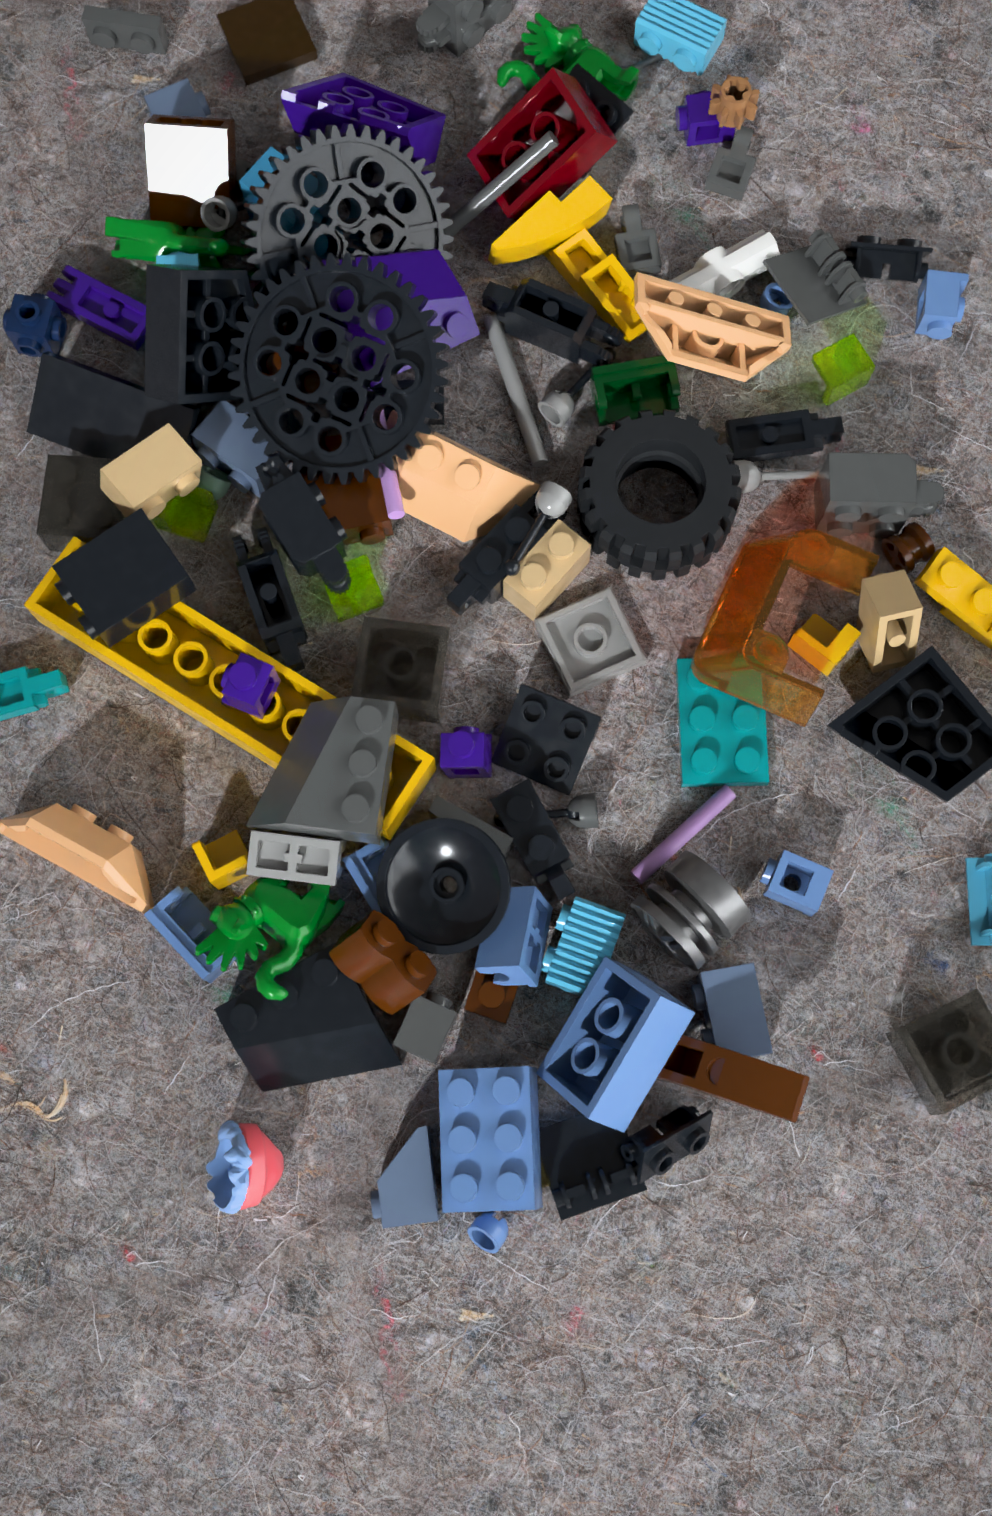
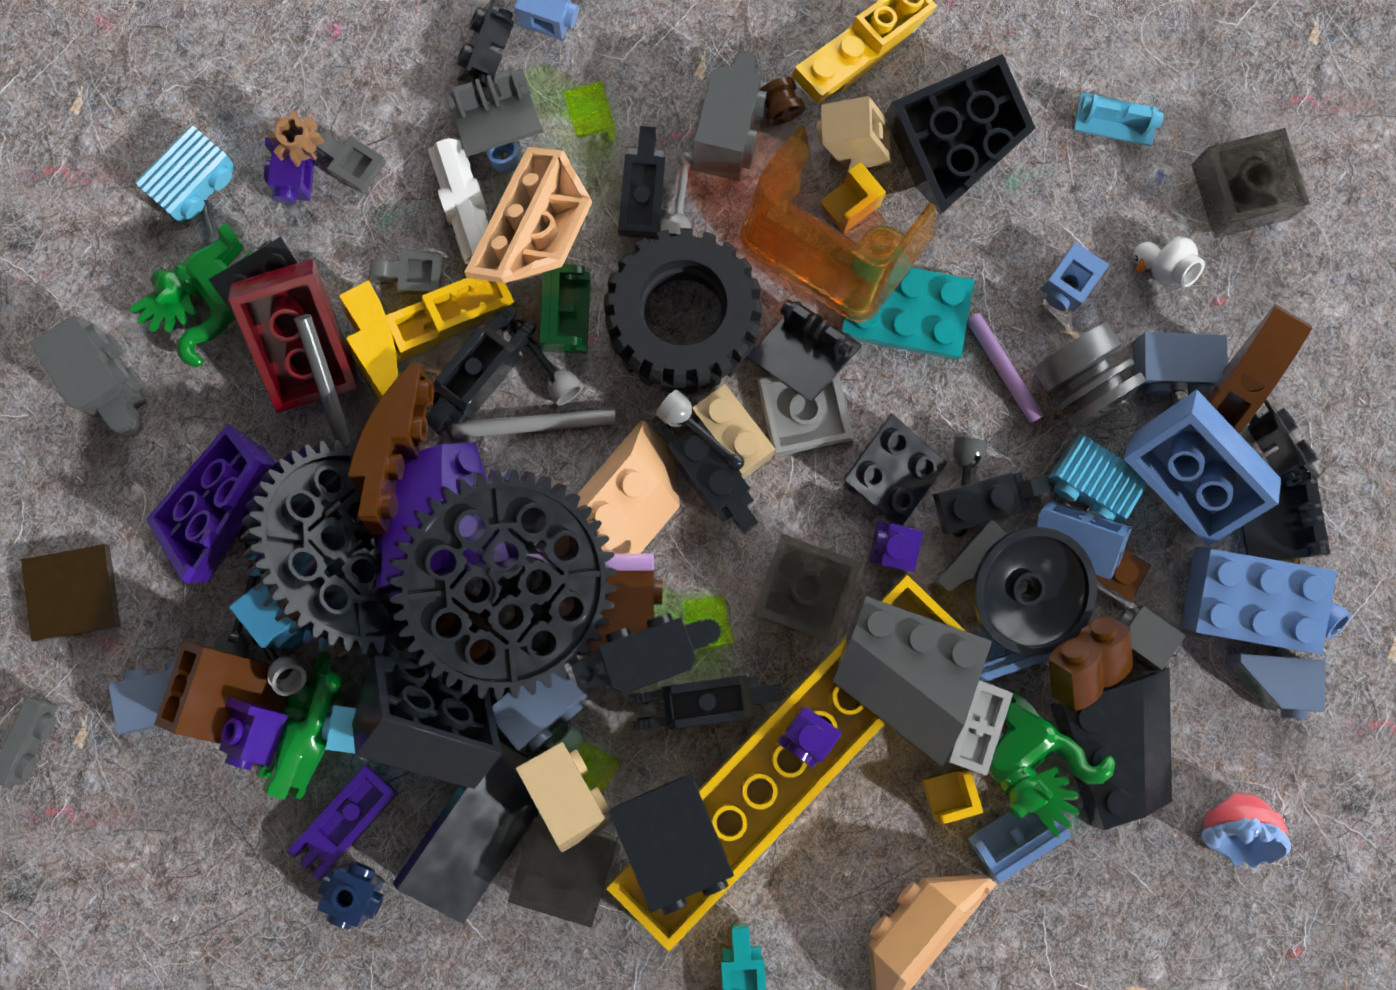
camera: 85 degrees left, 5 degrees up
(160, 195) = (251, 734): none -> dark purple brick
(461, 242) = (388, 437): none -> reddish brown slope
(649, 623) = (804, 350): none -> black hinge
(842, 985) = (1173, 264): none -> white animal

